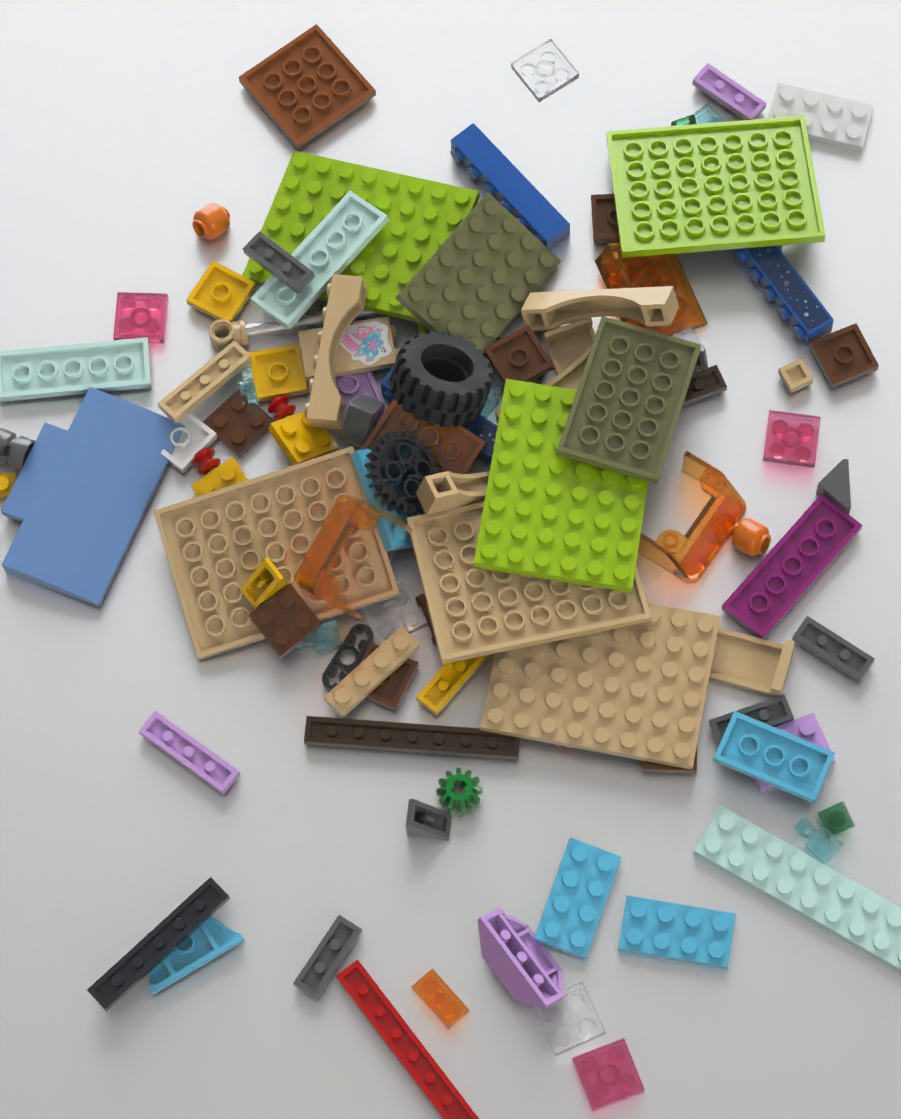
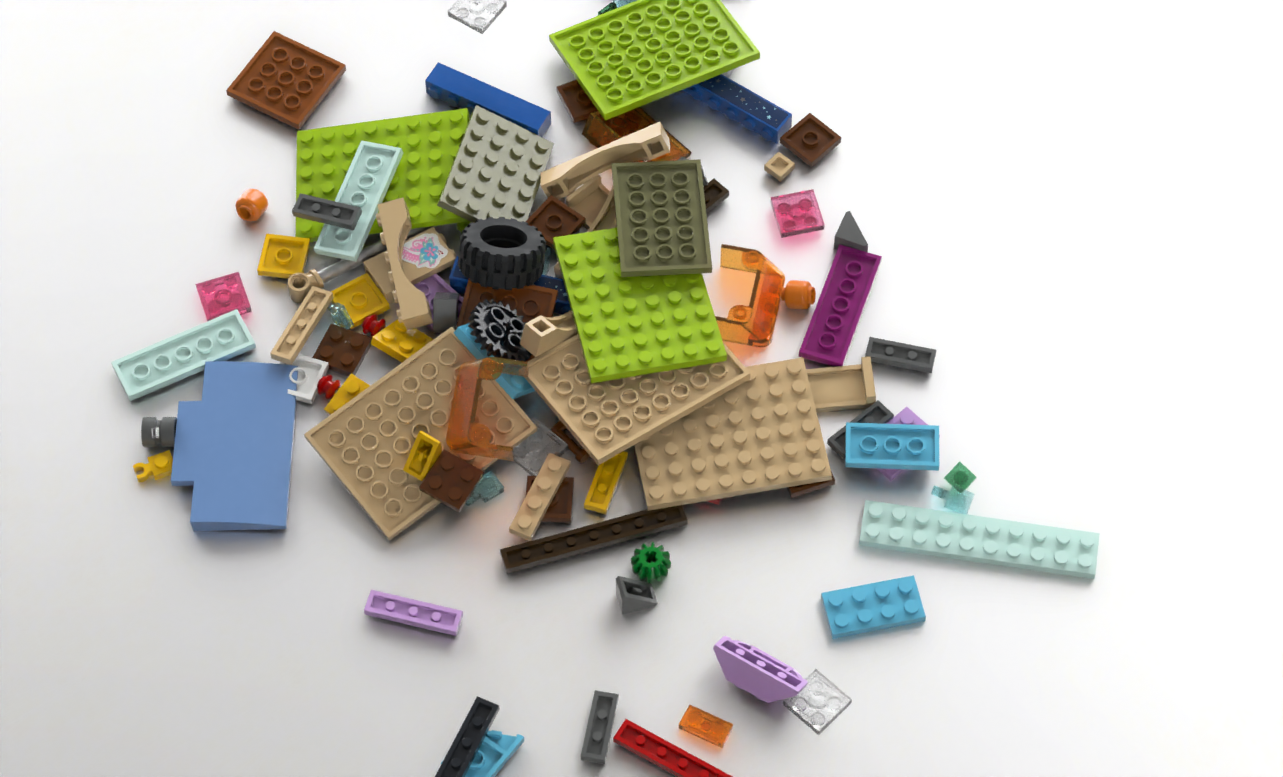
camera: 25 degrees left, 10 degrees down
(351, 638) = (510, 487): black beam -> none
(577, 898) = (782, 609): medium azure plate -> none
(608, 1075) = (867, 733): clear pink plate -> none

